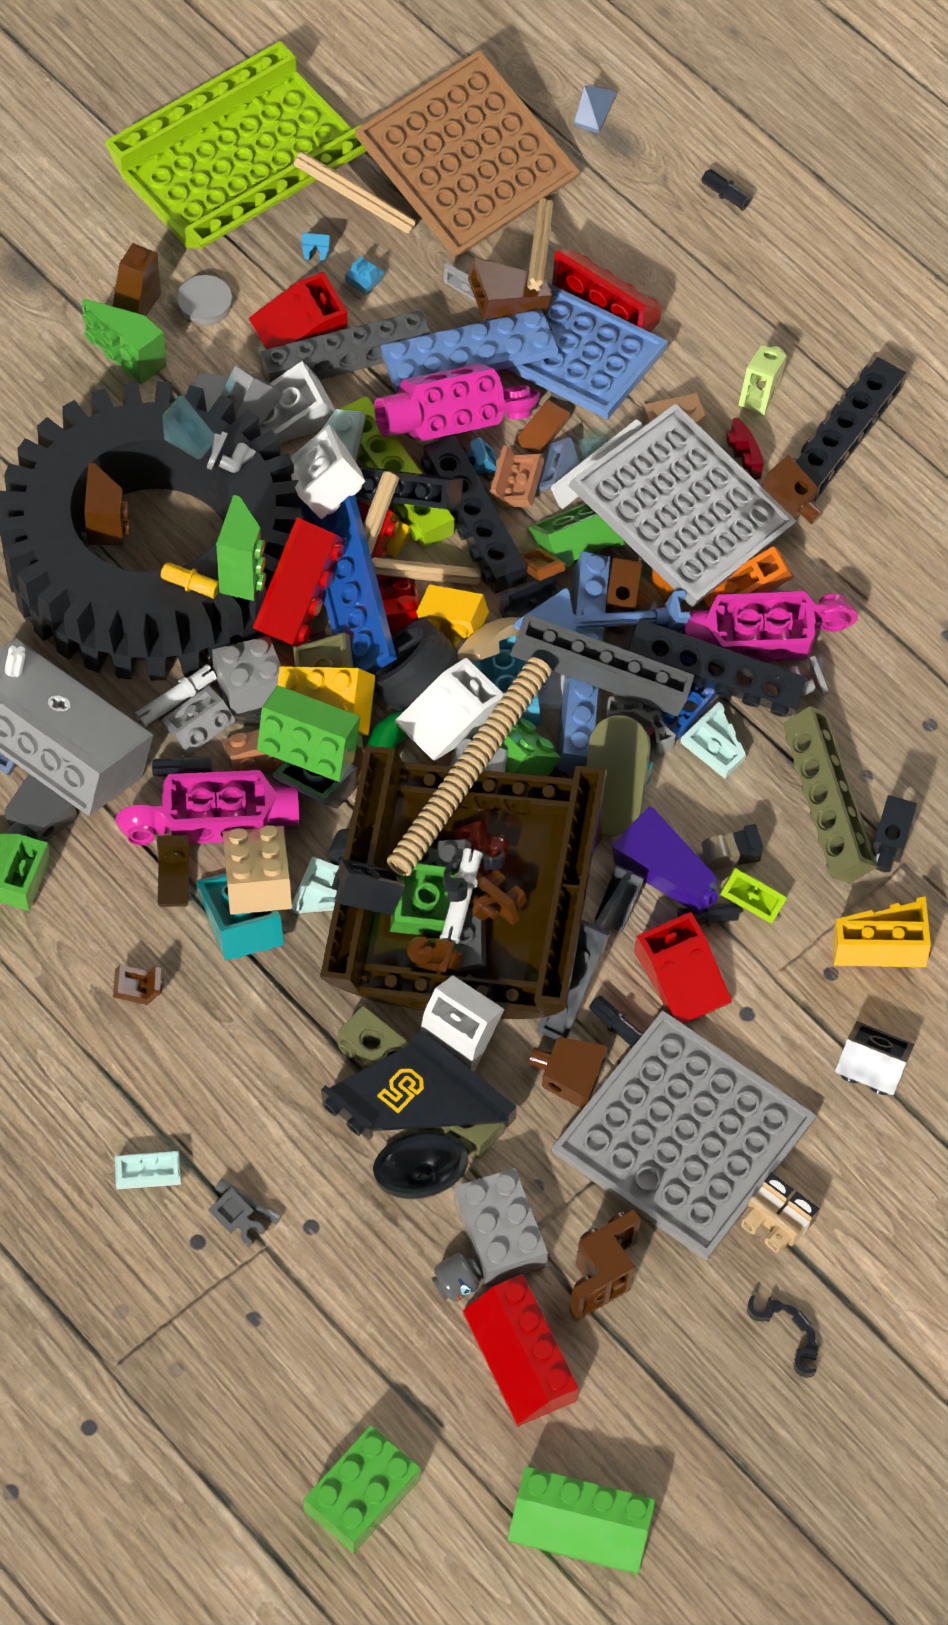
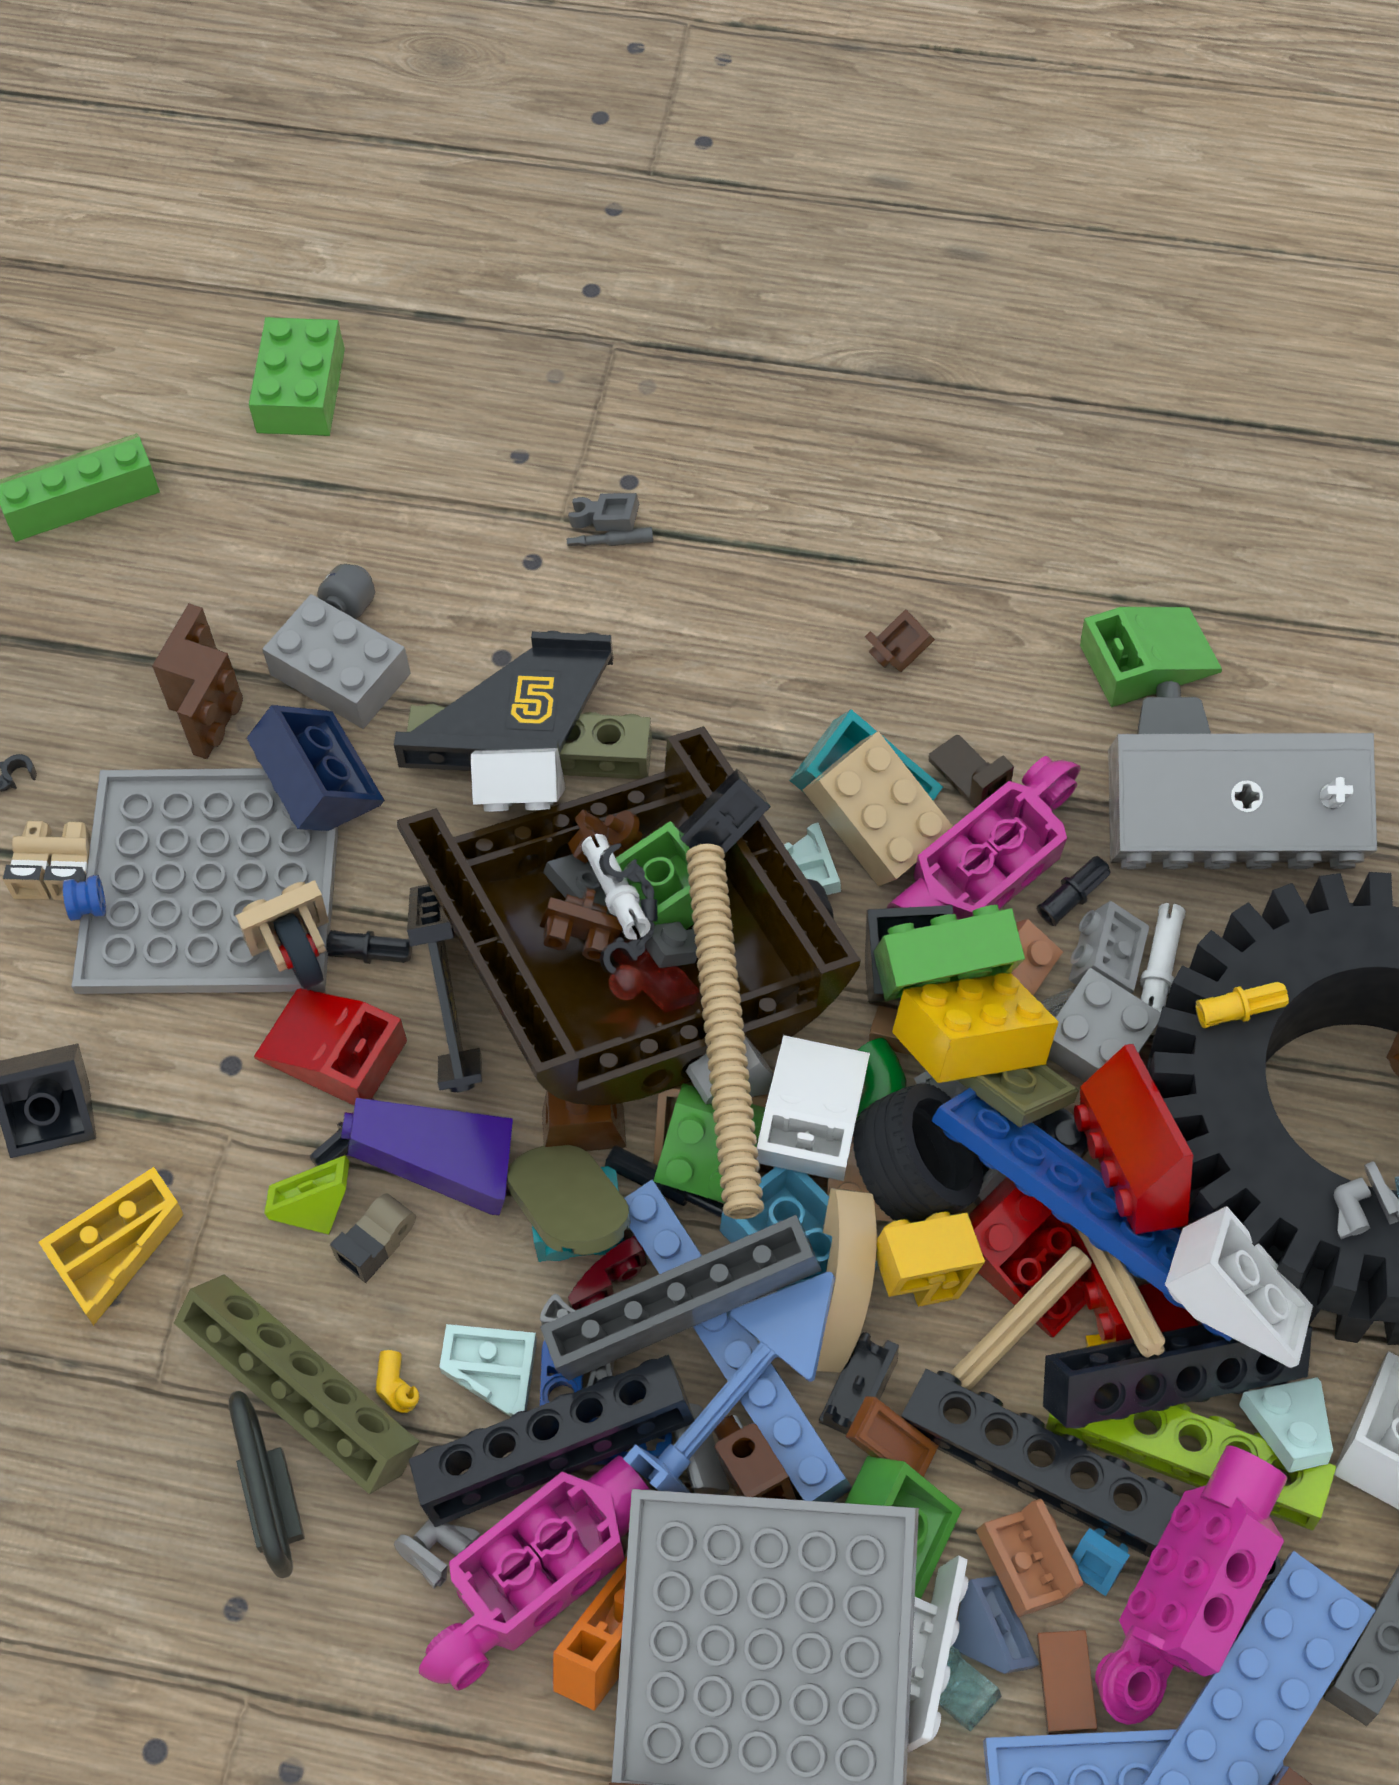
camera: 150 degrees right, 0 degrees up
(147, 1170) = (728, 497): light aqua plate -> none
(240, 553) = (1205, 1036): bright green slope -> none
(420, 1165) = (456, 629): black dish -> none
(520, 1351) = (228, 577): red slope -> none
(571, 1069) = (375, 860): reddish brown torso -> none
(572, 1142) = (313, 767): none -> dark blue slope
(666, 1033) = (285, 922): none -> tan plate
(775, 1155) = (84, 897): none -> blue wheel
(776, 769) = (391, 1387): none -> yellow arm
(882, 749) = (265, 1488): none -> pearl dark grey bar
(892, 832) = (183, 1387): black torso -> none

